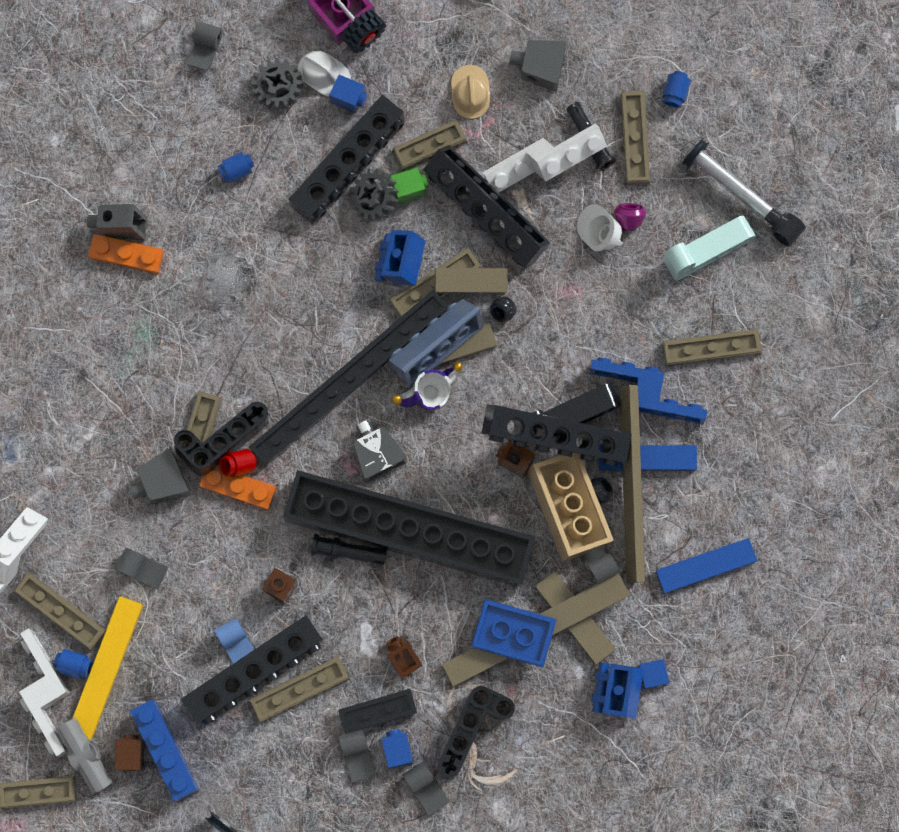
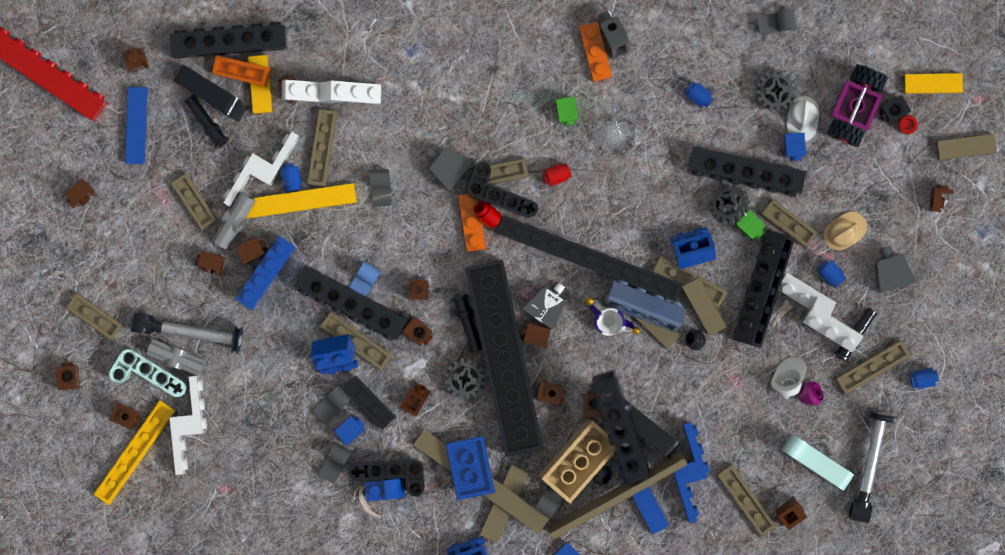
camera: 60 degrees right, 10 degrees up
(117, 809) = (210, 262): none -> reddish brown brick
(172, 316) = (567, 111): none -> bright green brick
(236, 364) = (556, 174): none -> red brick
(301, 721) = (334, 354): none -> blue brick
(317, 607) = (409, 331): none -> reddish brown brick
(401, 595) = (455, 376): none -> dark grey gear
(403, 480) = (535, 335): none -> reddish brown brick
(473, 507) = (543, 391): none -> reddish brown brick
(487, 746) = (385, 489): none -> blue brick
(508, 127) = (831, 273): none -> blue brick
(752, 305) = (795, 515): none -> reddish brown brick

